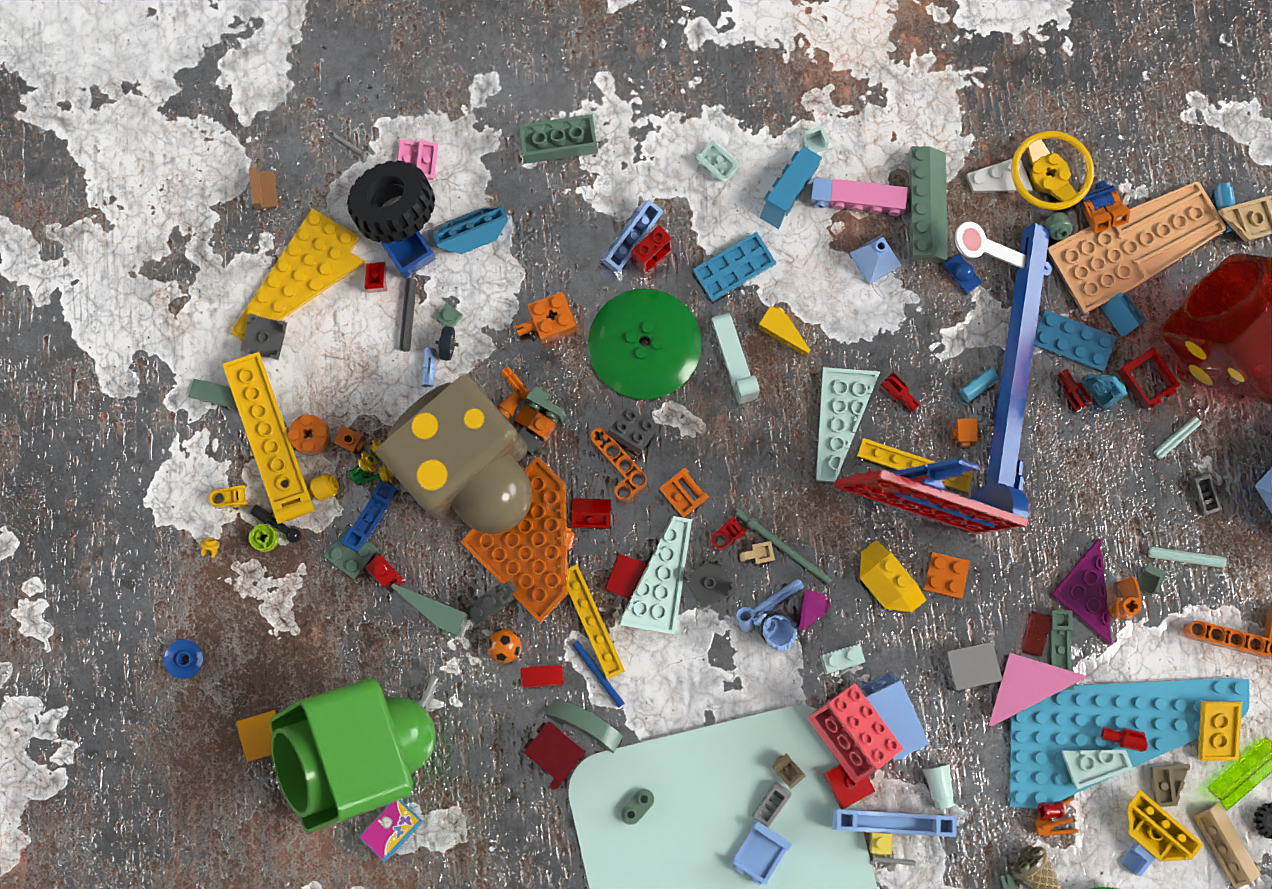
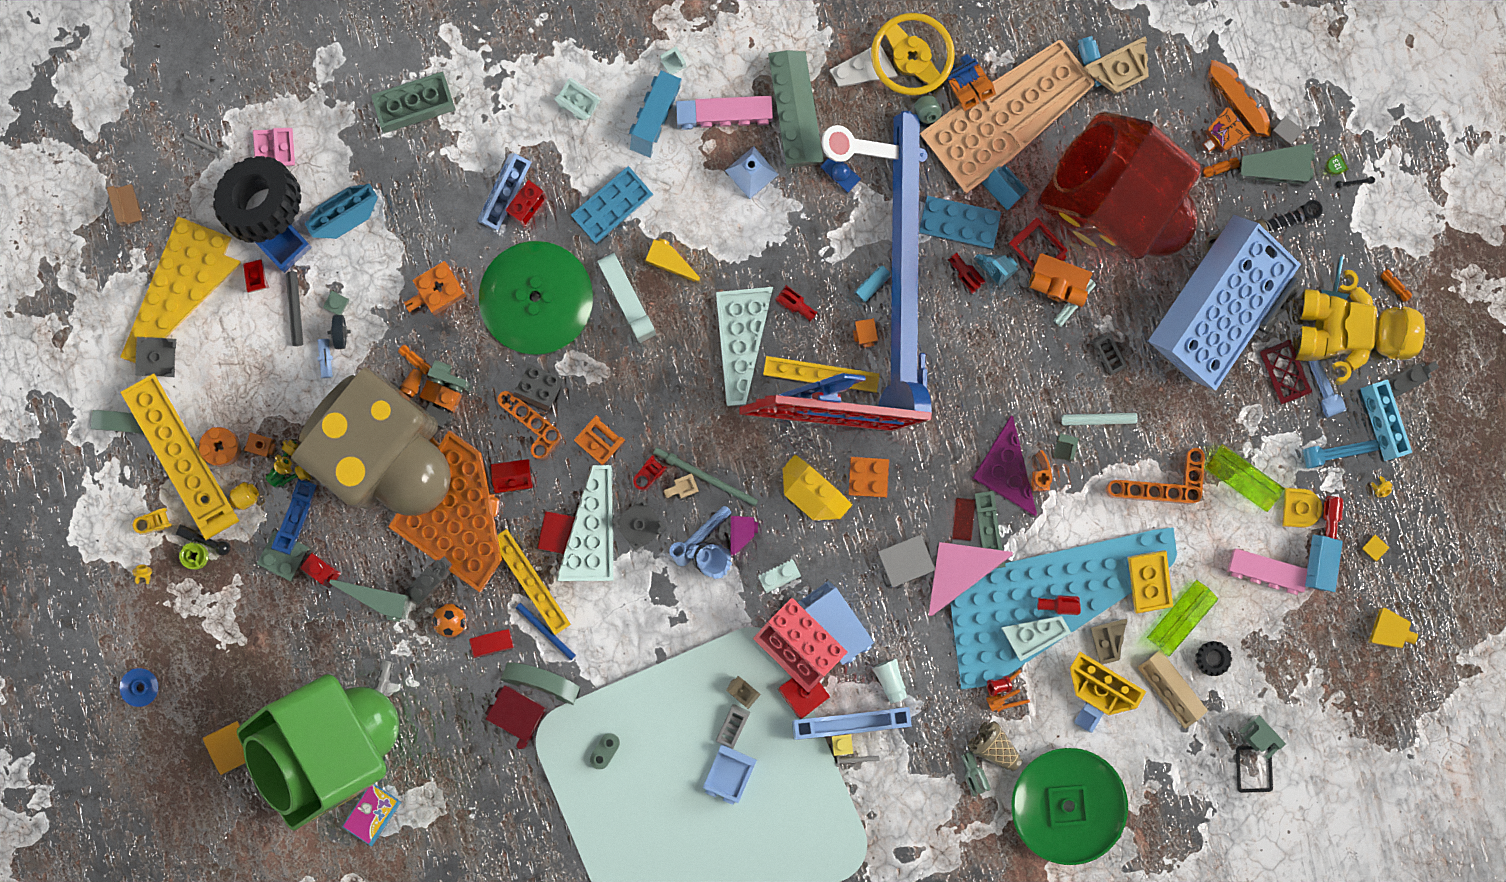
camera: 10 degrees left, 5 degrees up
(1168, 412) = (1060, 280): none -> orange panel

